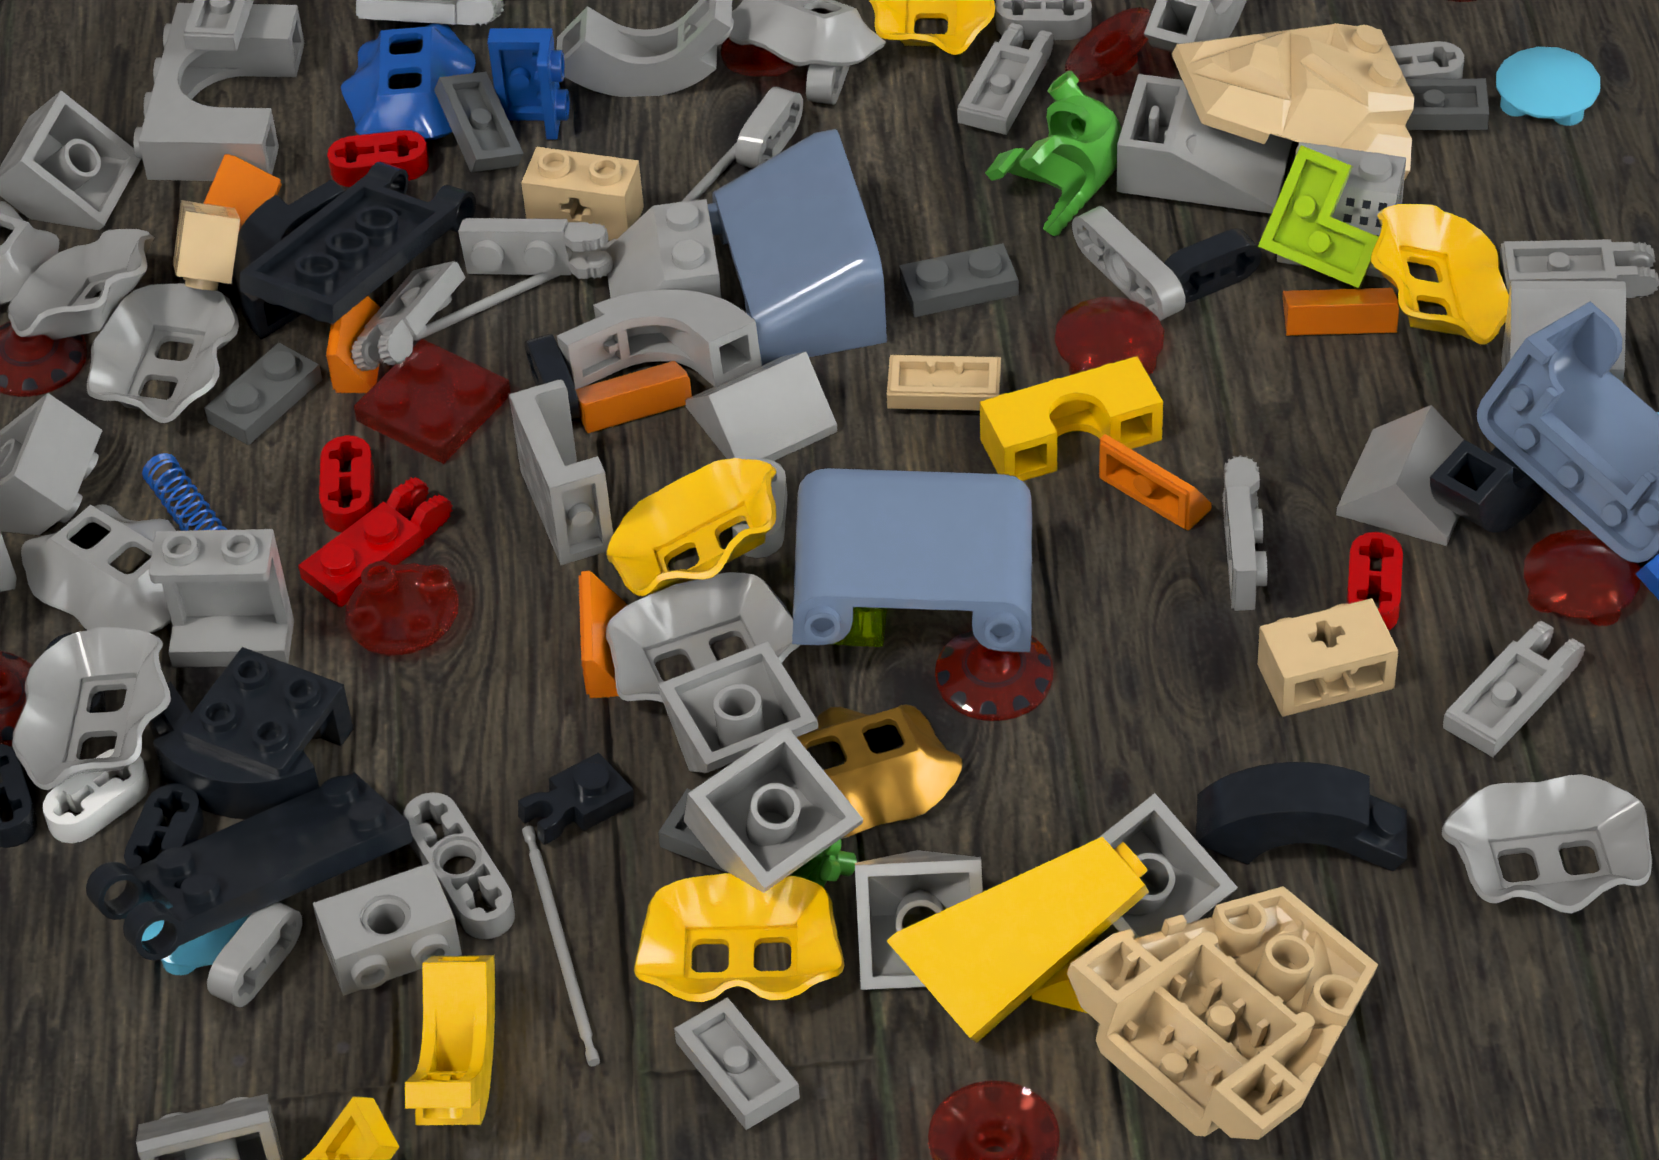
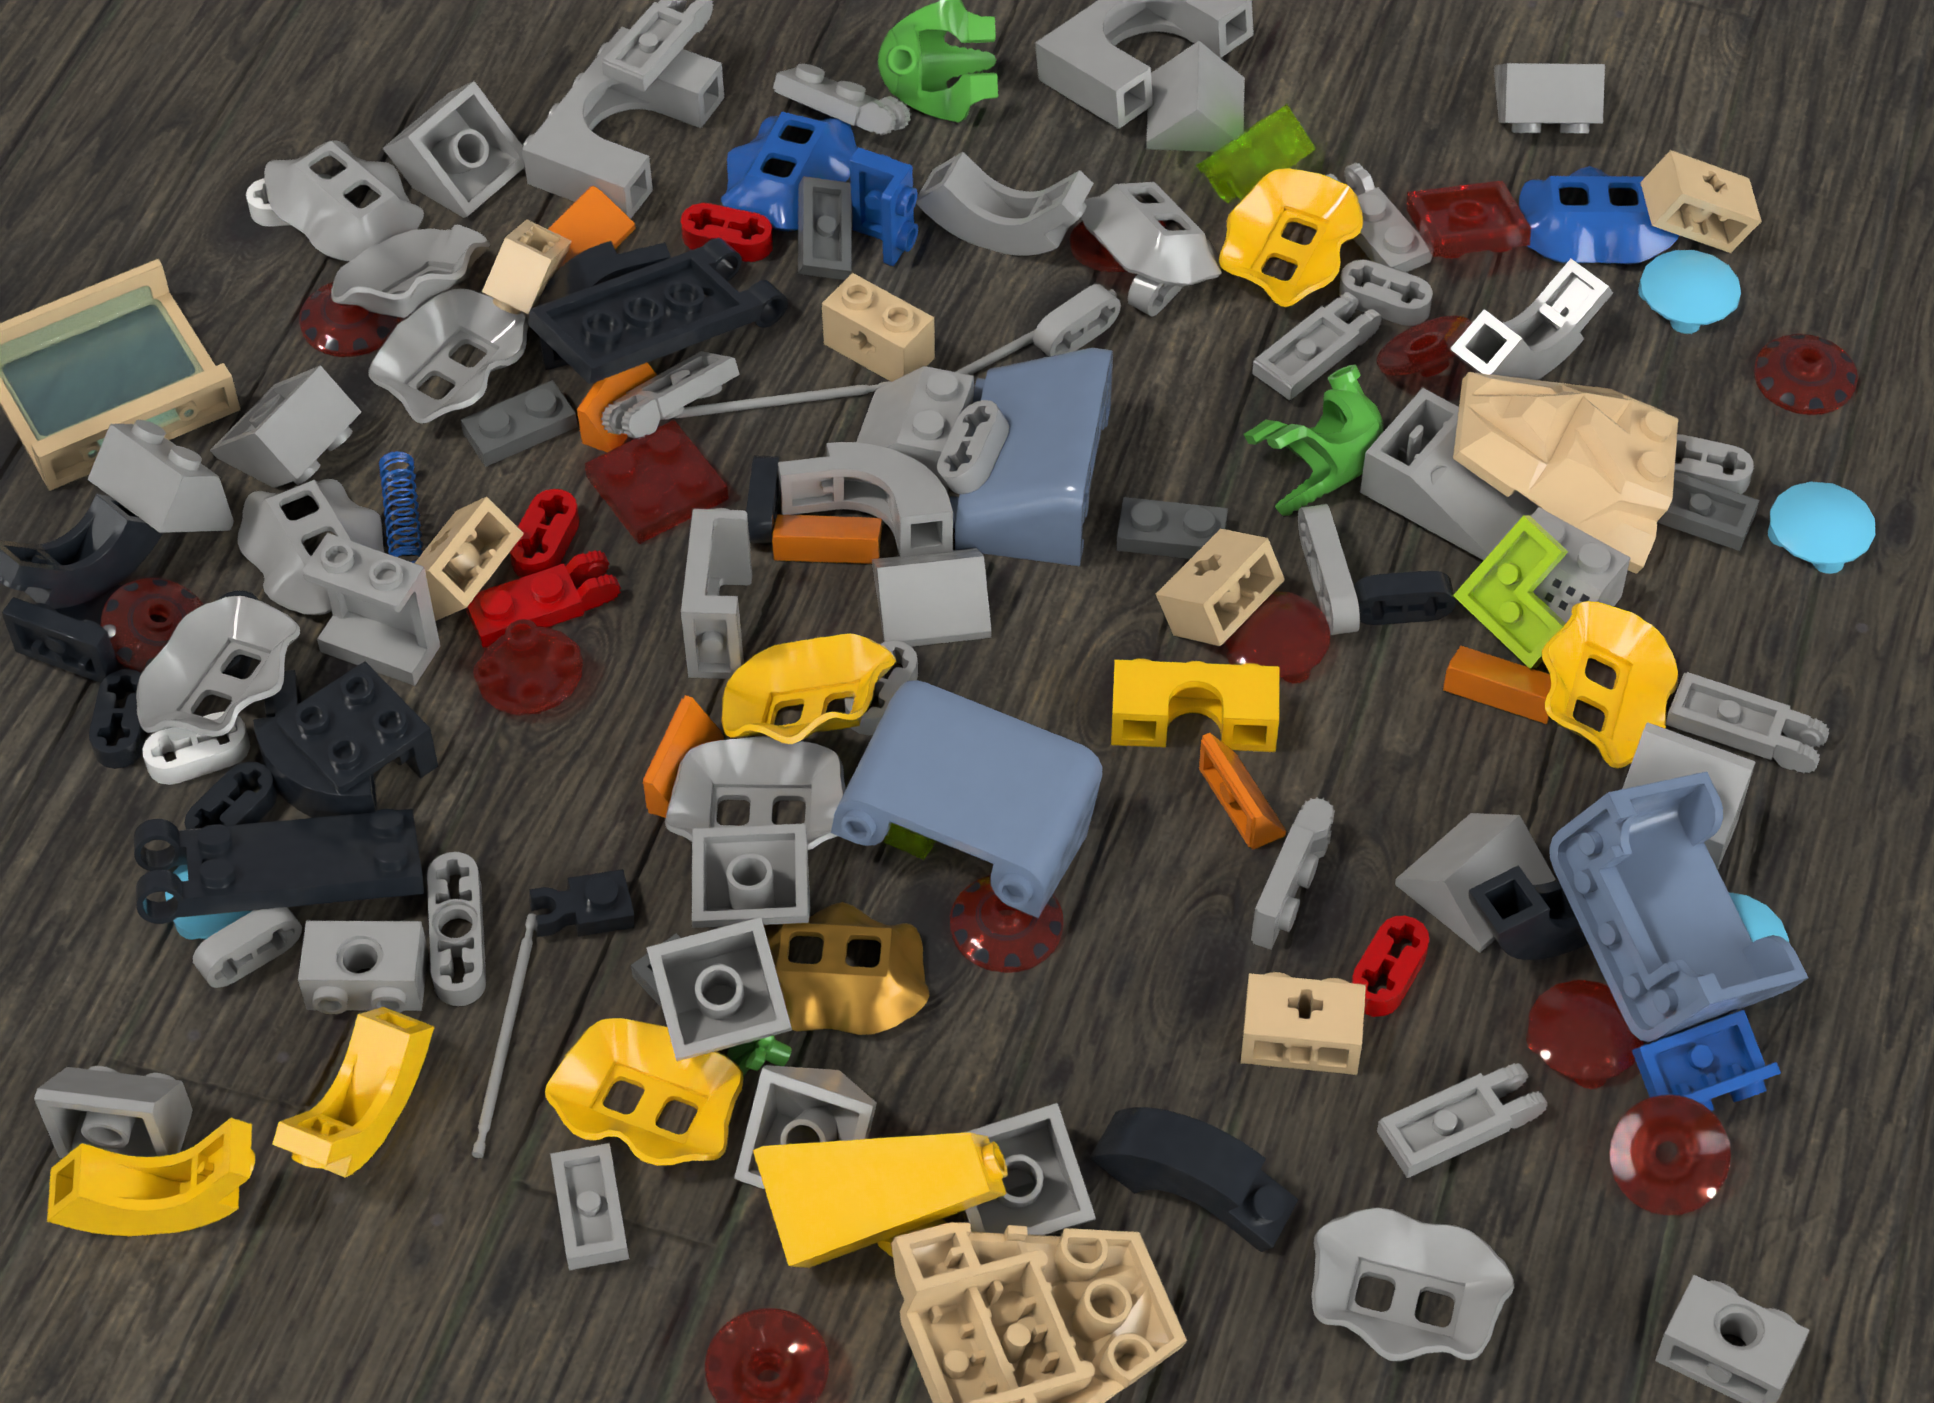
camera: 20 degrees right, 5 degrees up
(295, 506) = (466, 555): none -> tan brick
(534, 247) = (810, 367): light grey hinge -> none
(754, 255) = (973, 447): none -> light grey beam
(942, 381) = (1102, 625): tan plate -> none
(1039, 309) = (1220, 587): none -> tan brick

